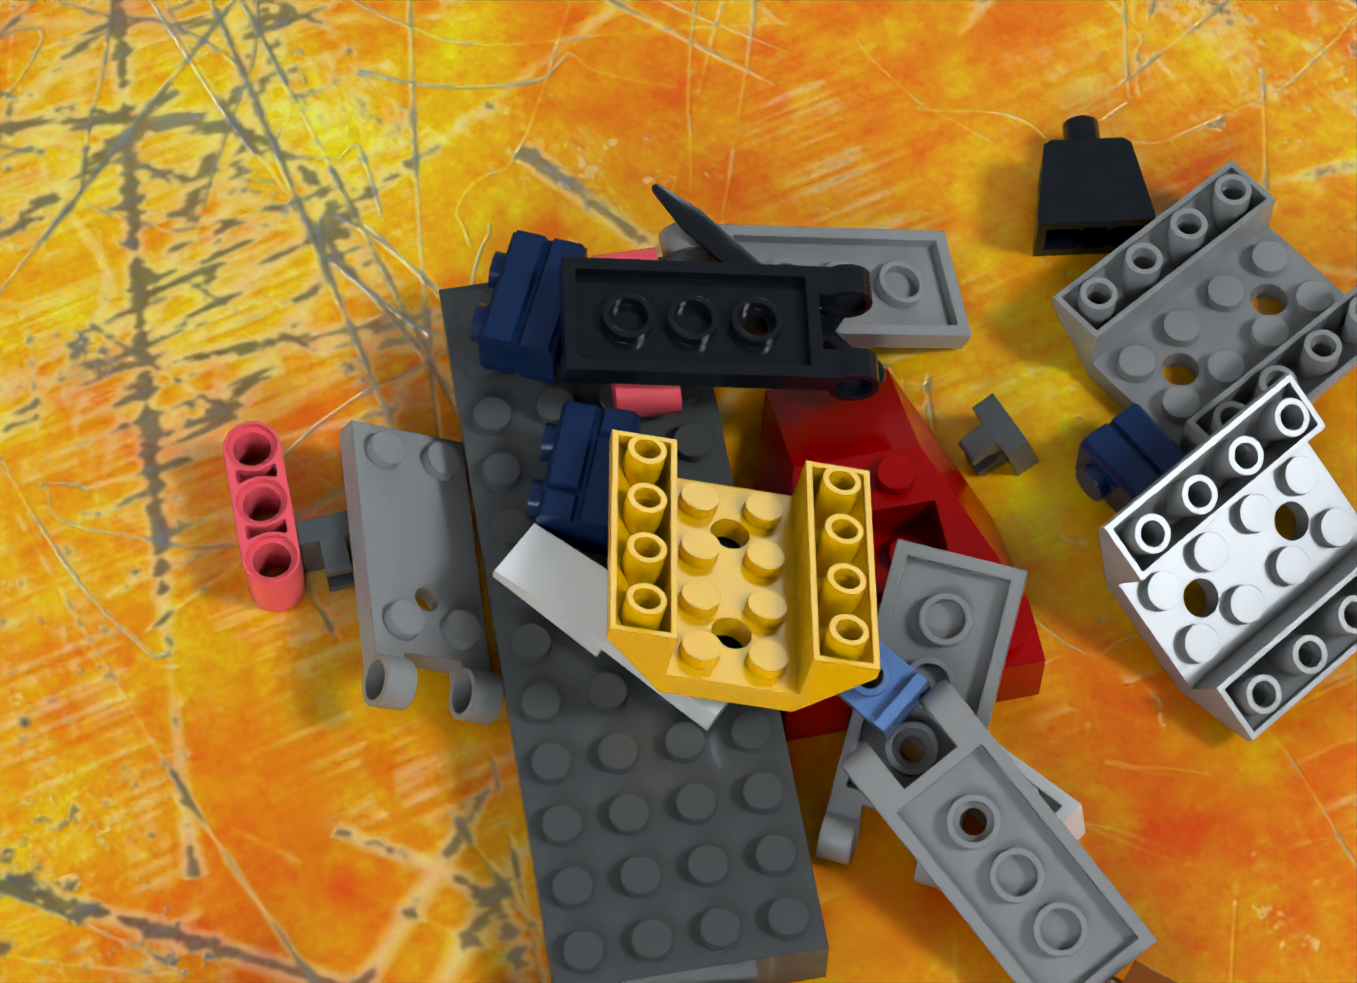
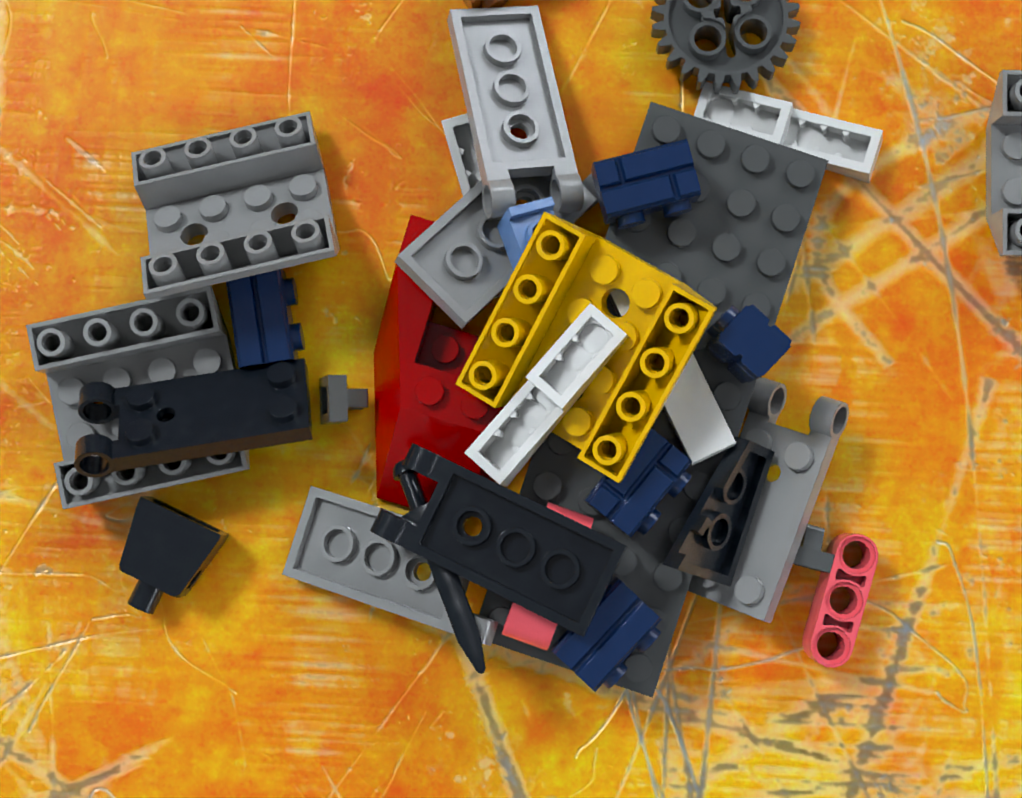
camera: 150 degrees left, 25 degrees up
(462, 500) = (723, 515): none -> black wing
(544, 671) = (746, 342): none -> dark blue brick
(753, 500) = (547, 395): none -> white slope
(775, 814) = (646, 184): none -> dark blue brick
(1127, 339) = (210, 413): none -> black hinge

